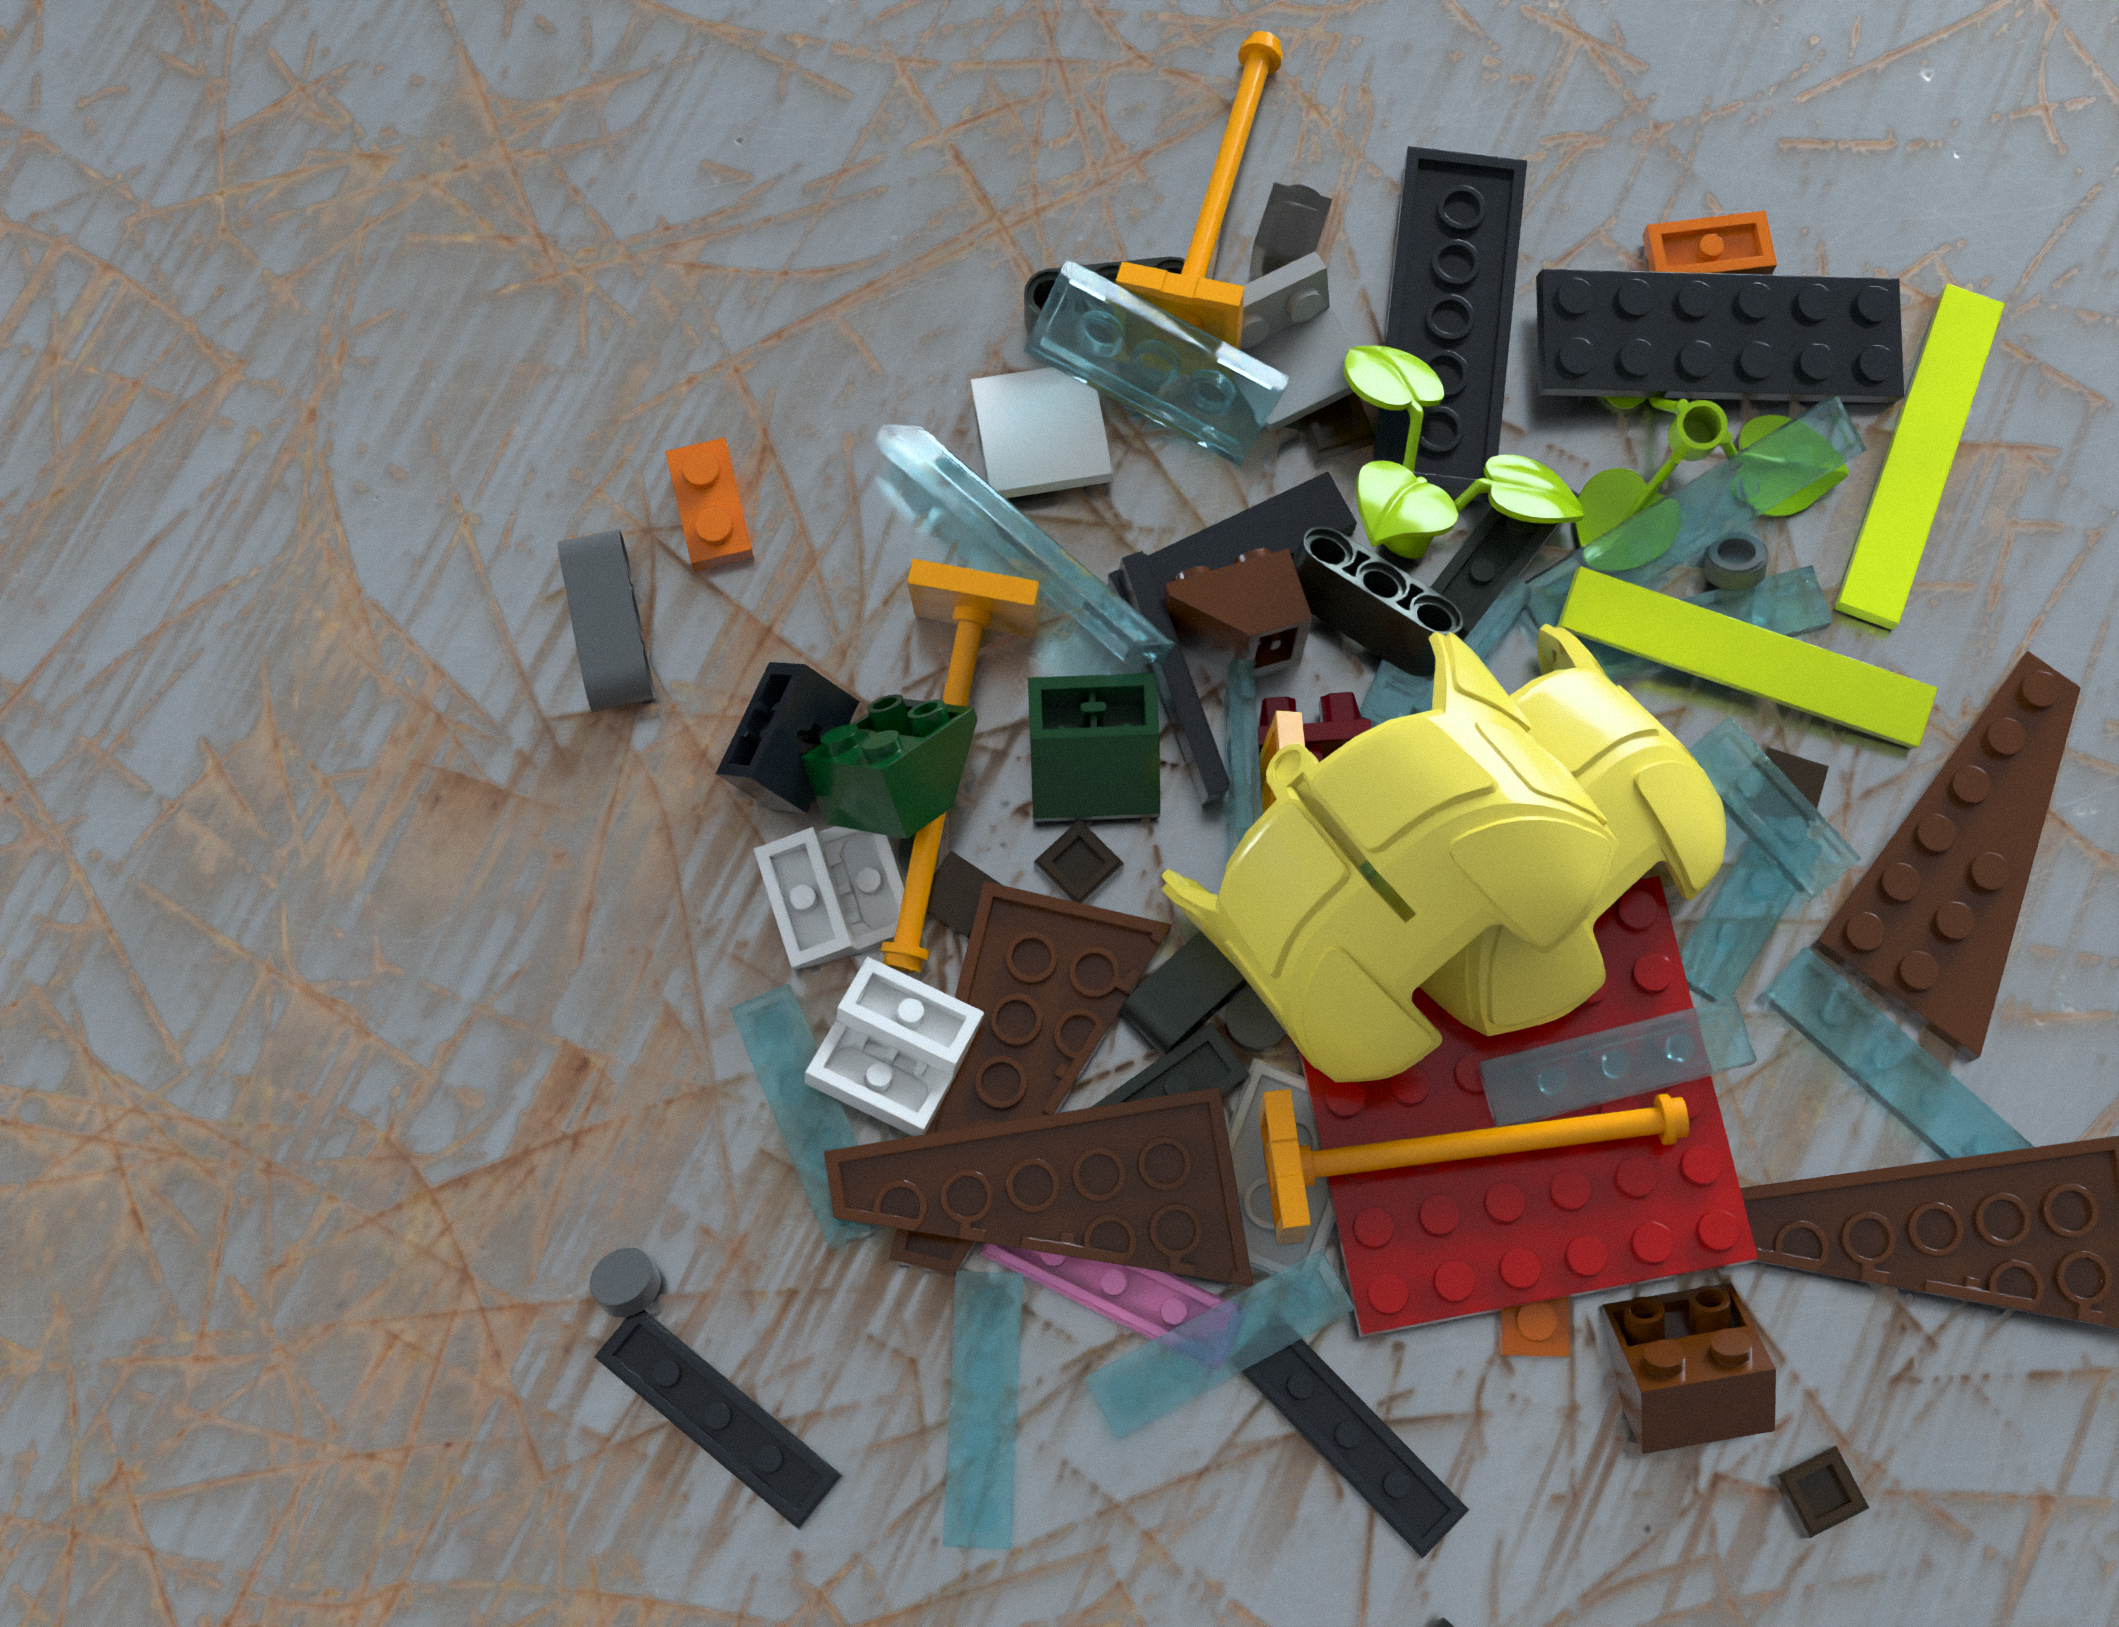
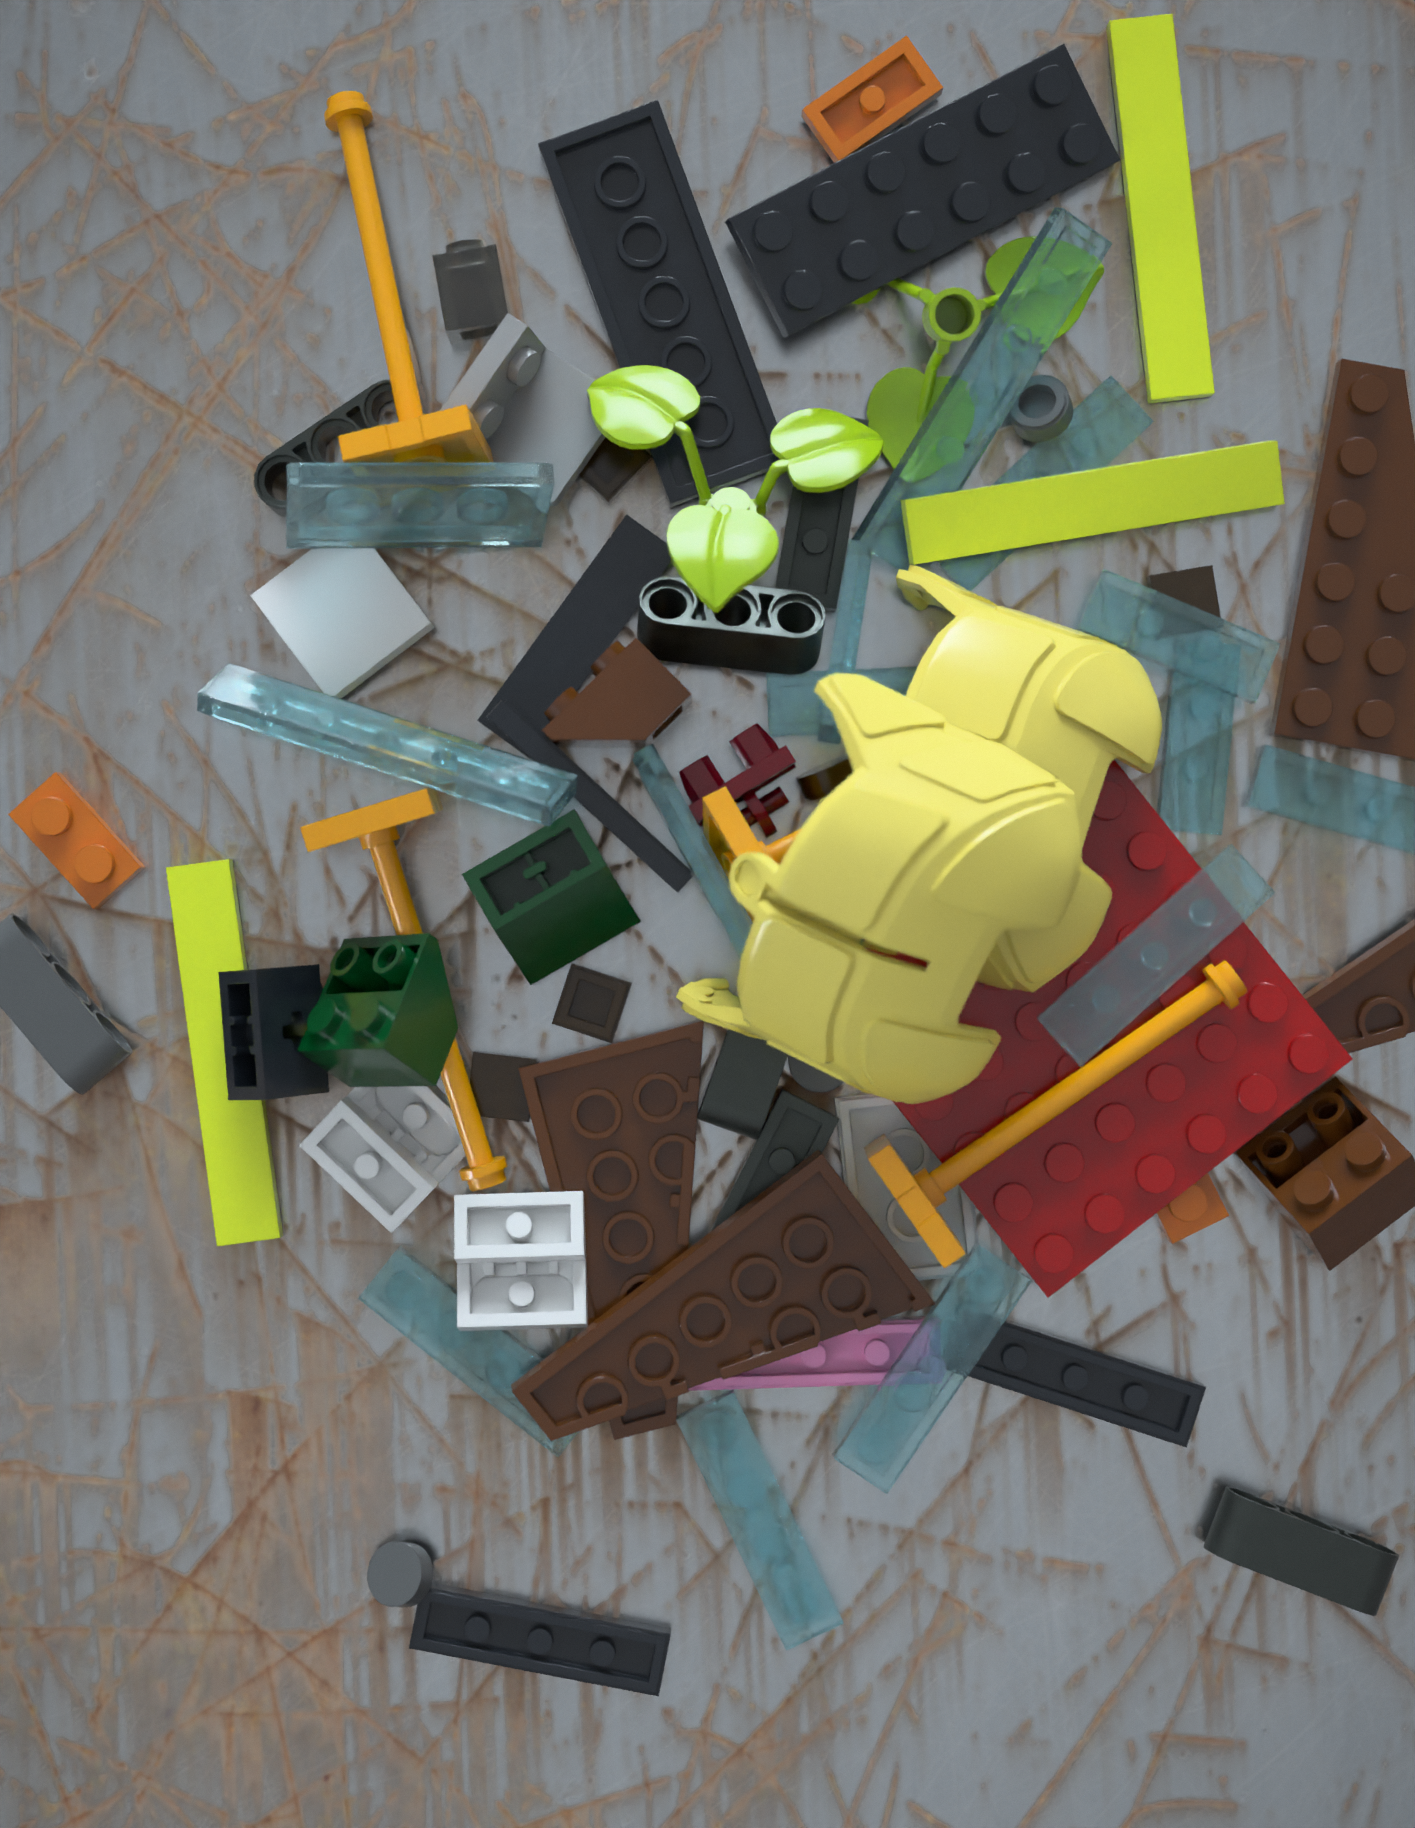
camera: 25 degrees left, 15 degrees up
(704, 803) = (232, 1130): none -> neon yellow tile

